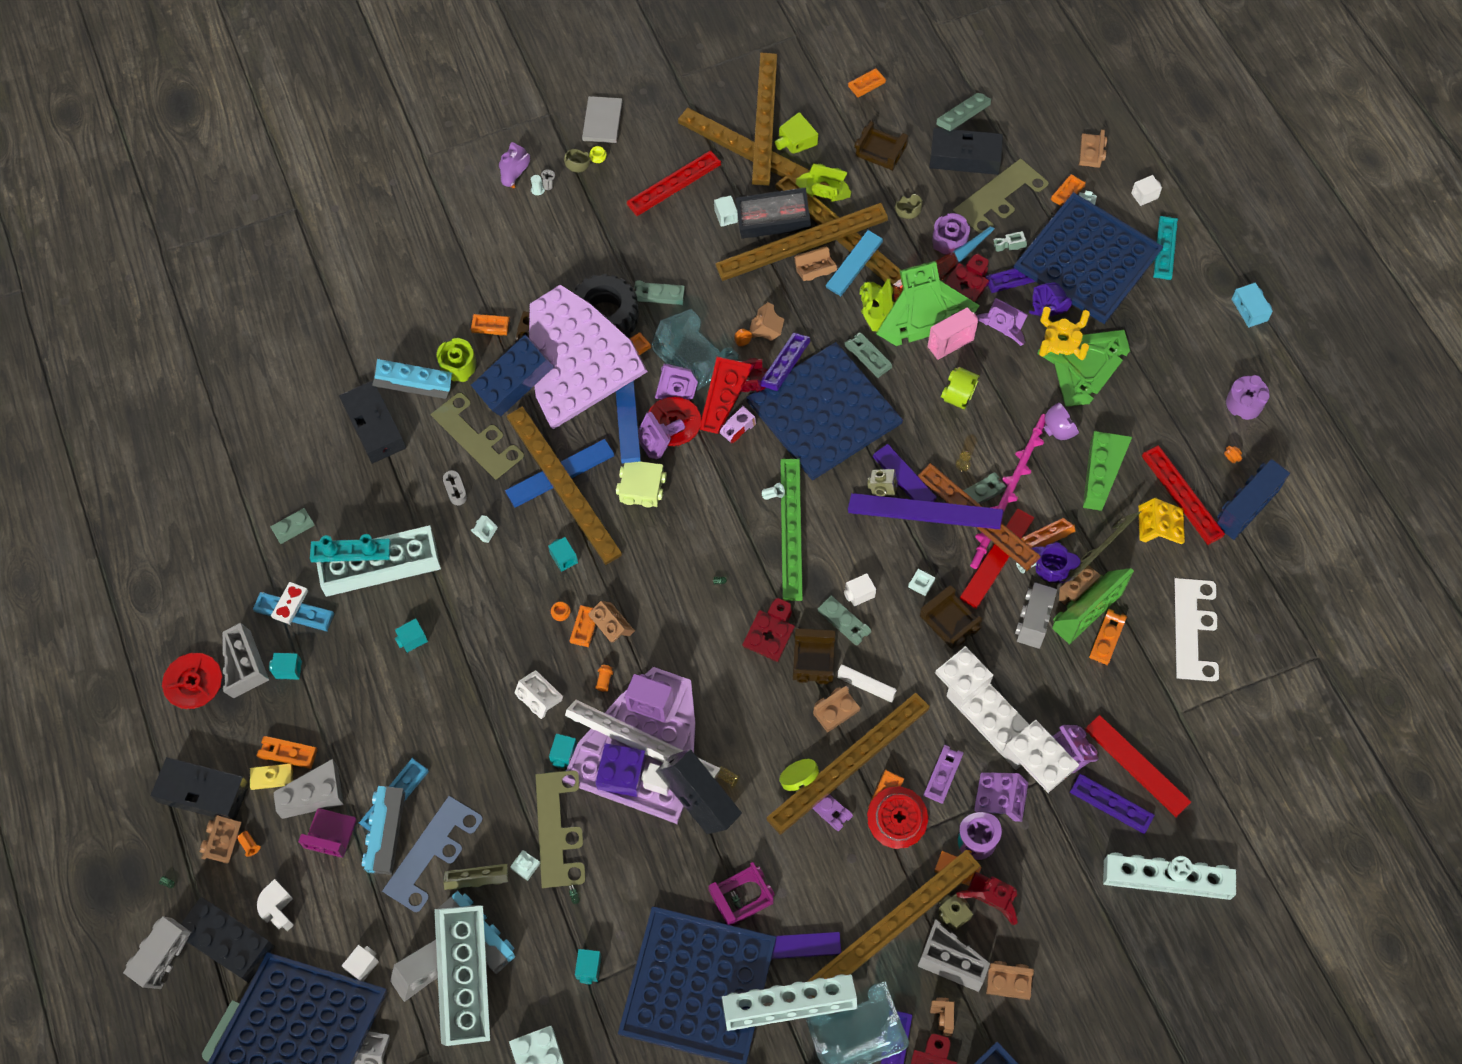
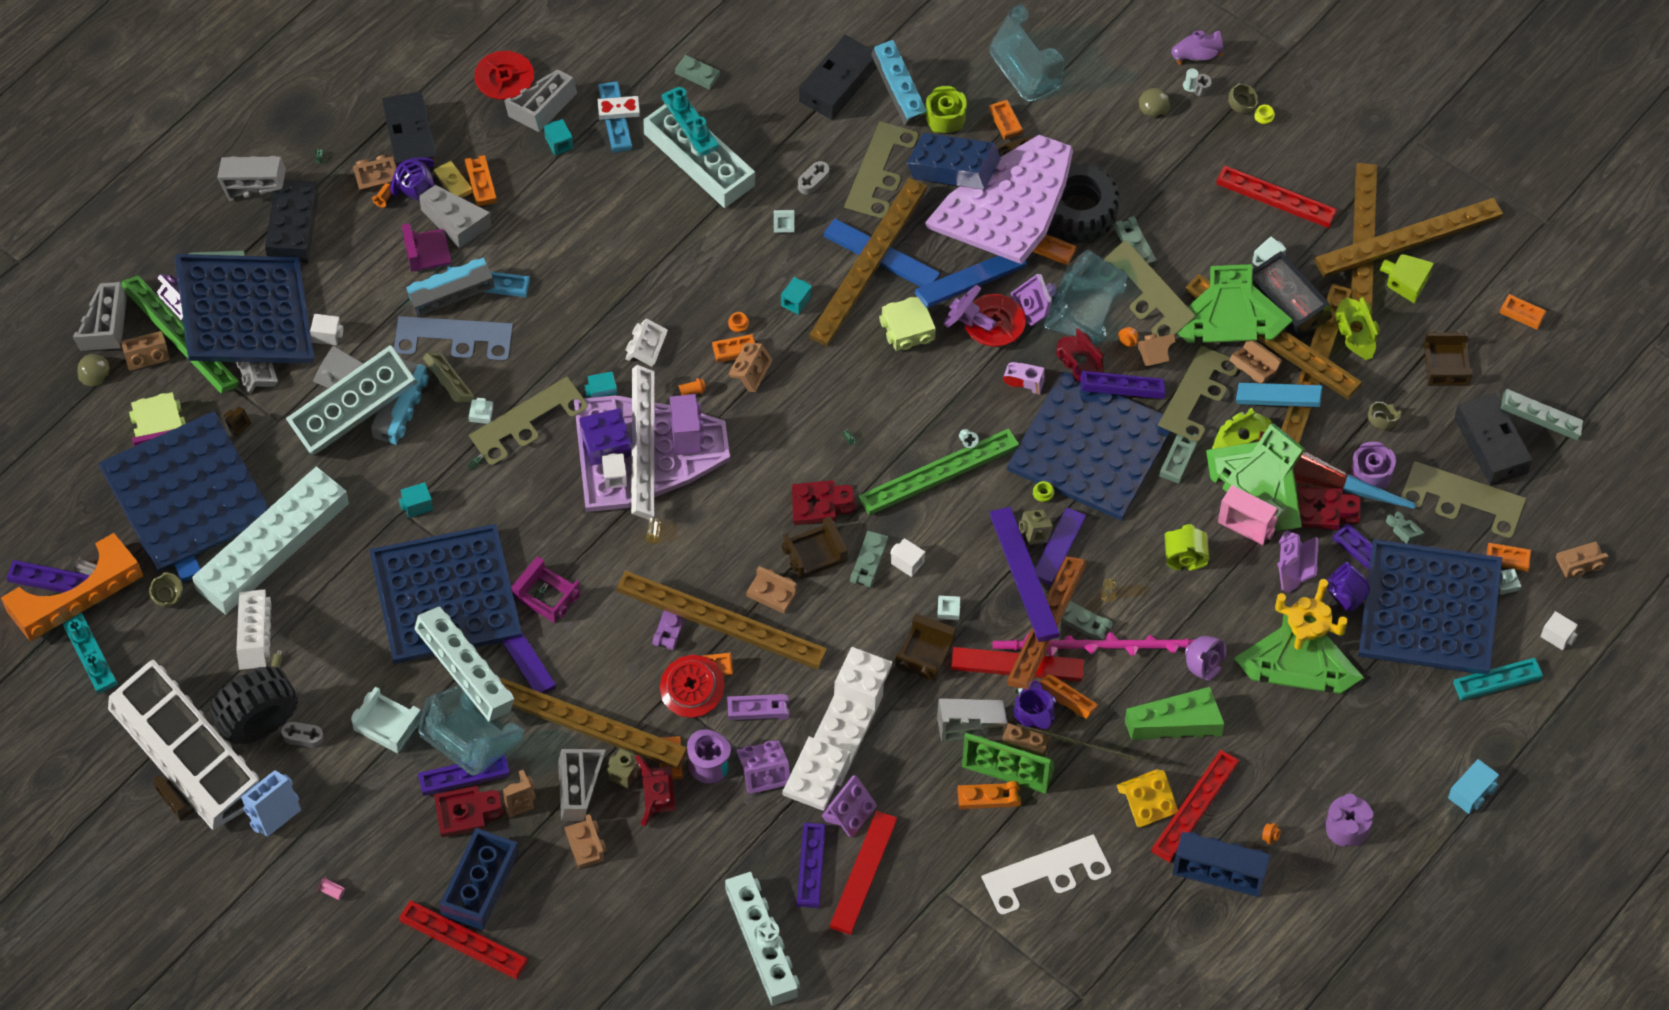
camera: 60 degrees right, 5 degrees down
(256, 808) = (416, 180): none -> dark purple piece
(270, 904) = (341, 238): white brick -> none
(410, 636) = (643, 216): teal brick -> none
(445, 283) = (1028, 69): none -> clear light blue windscreen
(540, 219) = (1154, 102): none -> olive hair
(602, 119) = (1312, 98): light grey tile -> none
(699, 792) = (615, 501): black brick -> none
(713, 298) = (1154, 289): none -> olive piece
(724, 389) = (1051, 341): red wing -> none
(764, 256) = (1233, 309): none -> bright green plate
(799, 773) = (685, 583): lime tile -> none
(813, 318) = (1193, 384): none -> olive piece
(849, 459) = (1043, 487): none -> lime plate
(866, 683) = (812, 603): white tile -> none

